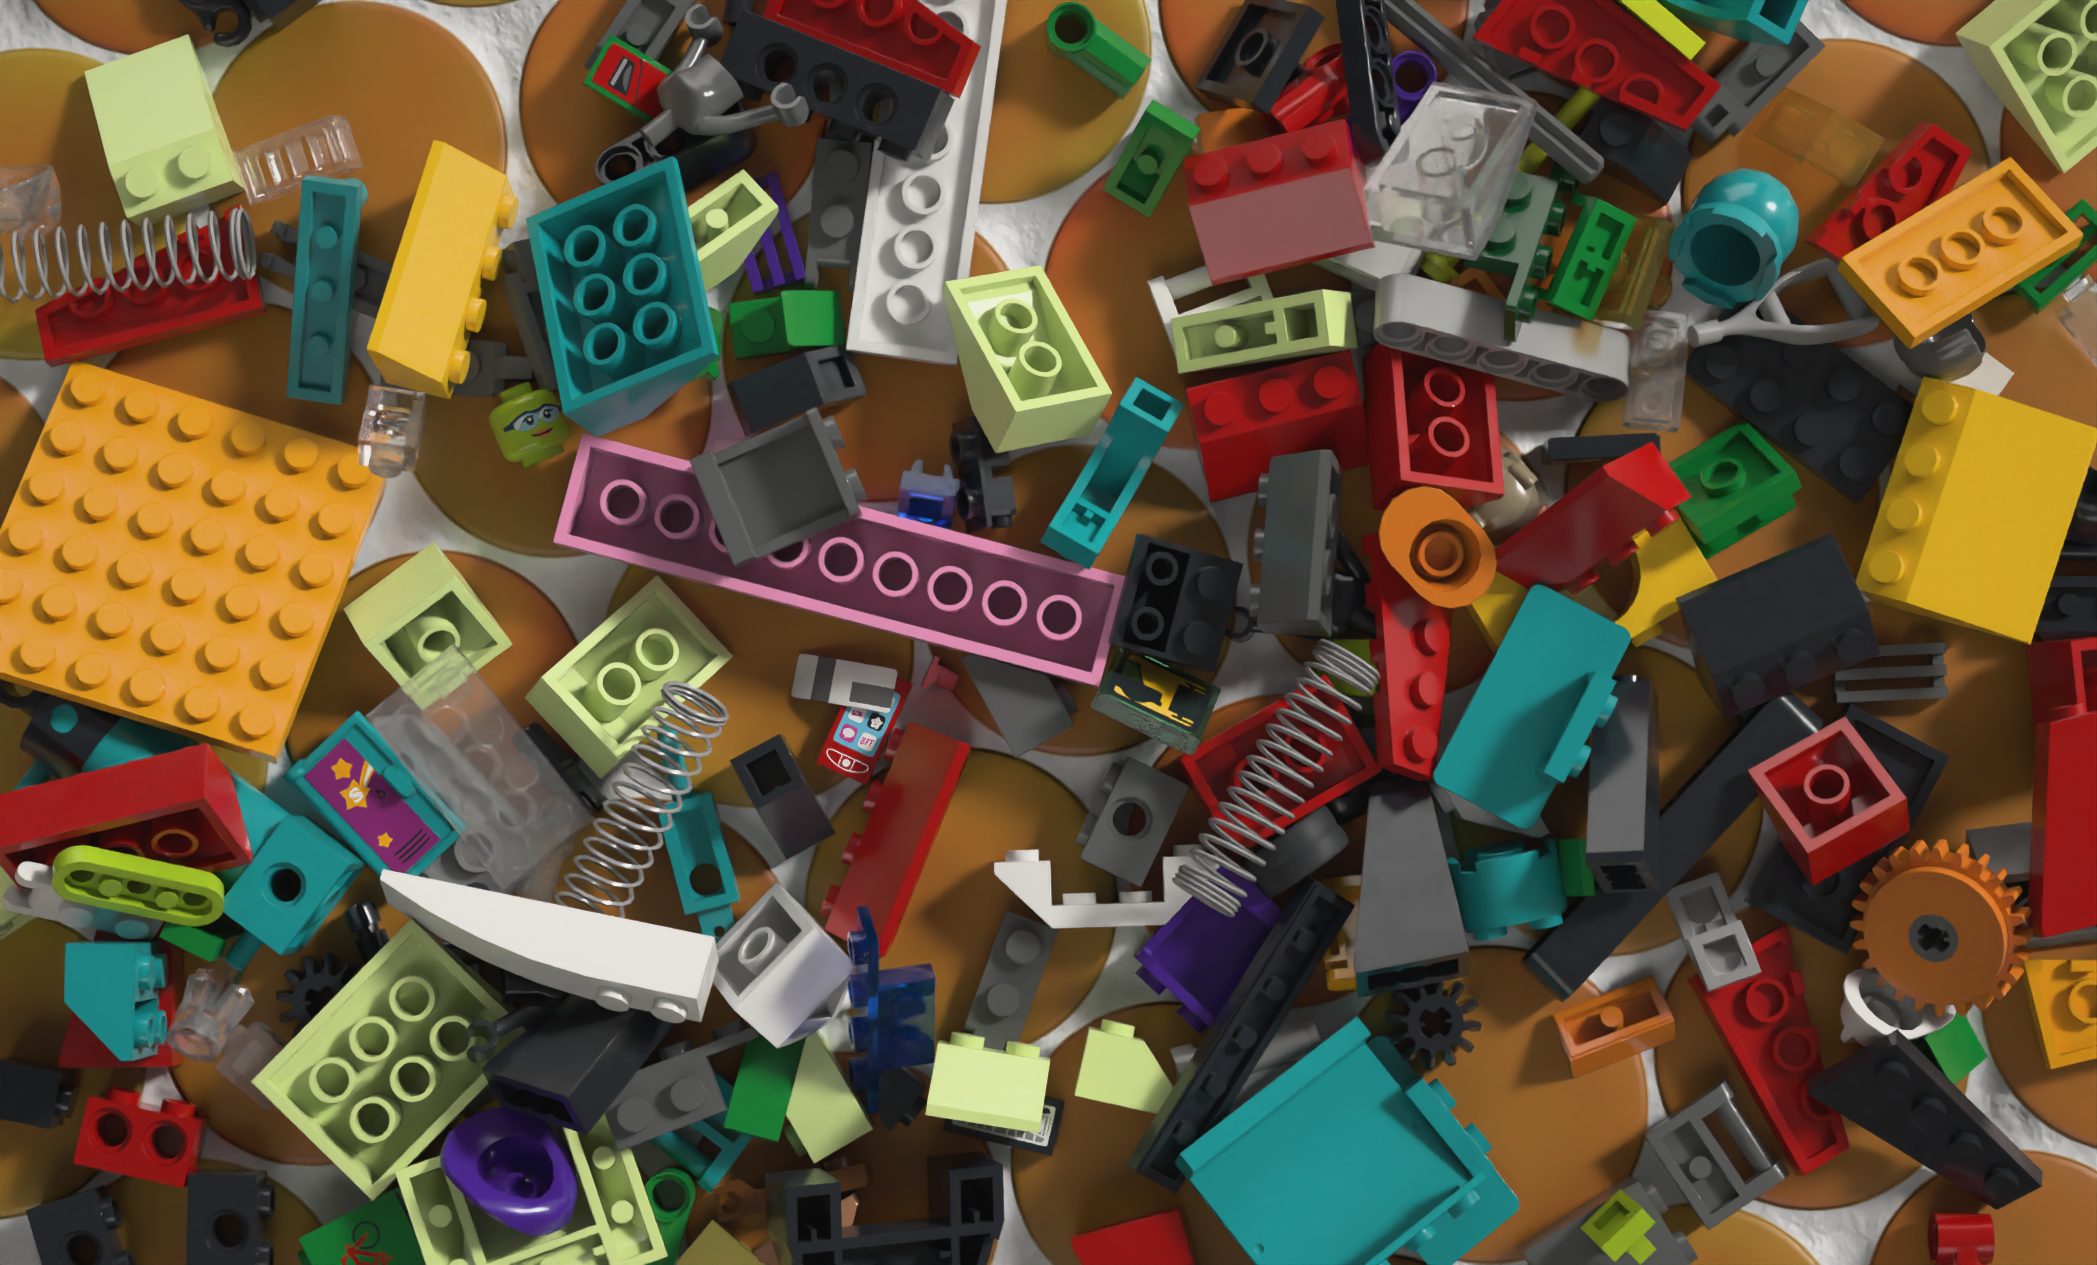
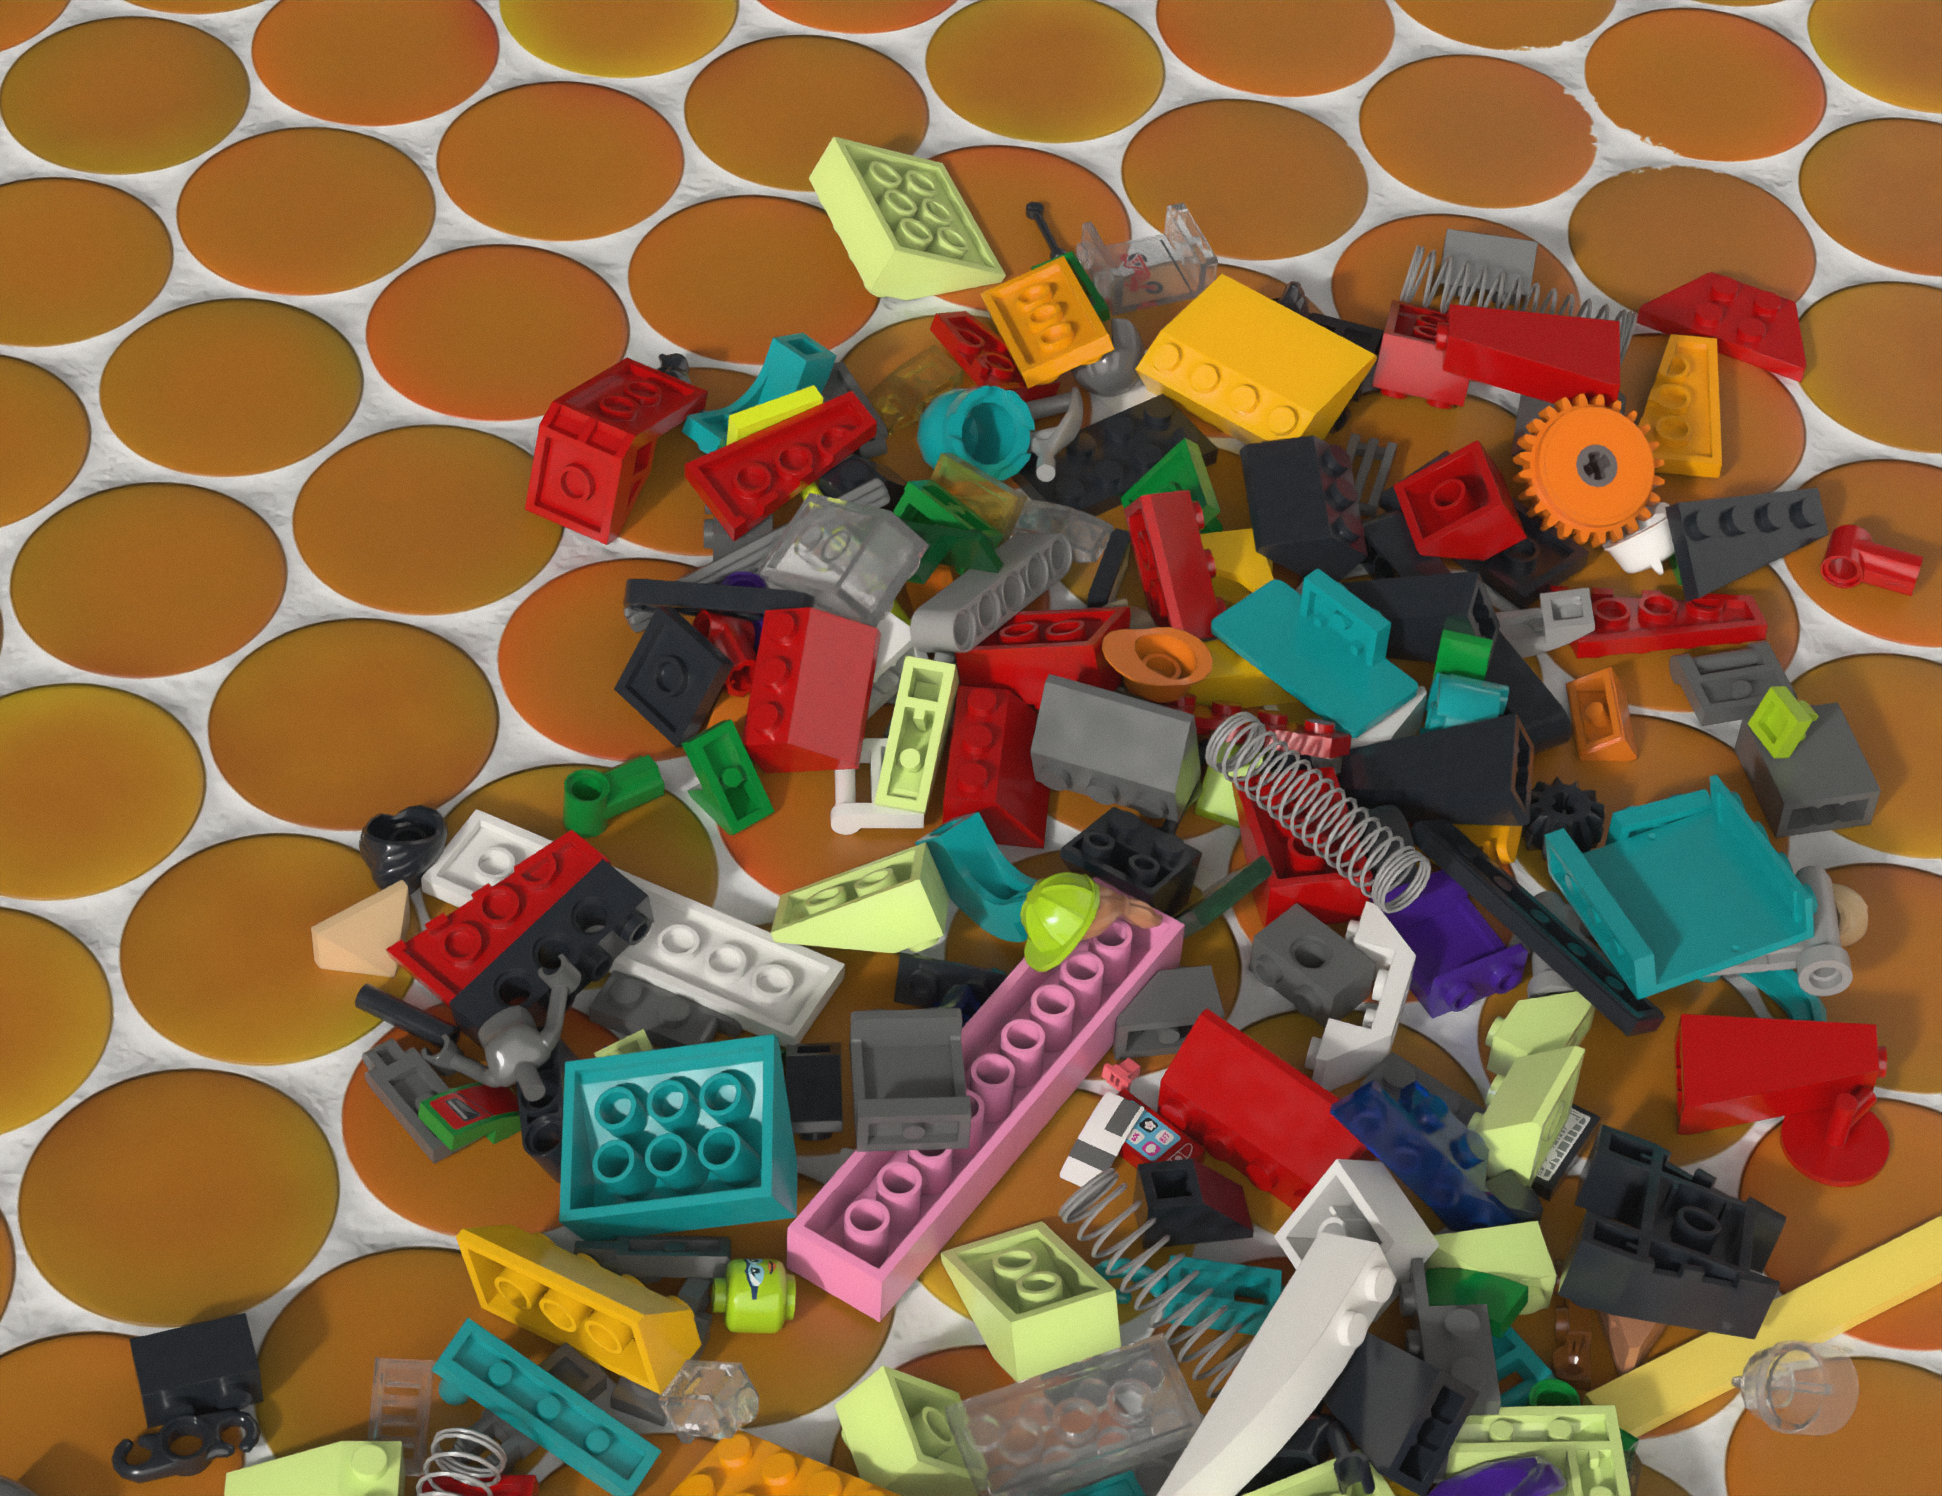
camera: 70 degrees left, 40 degrees down
(1034, 582) = (1072, 910): none -> lime piece

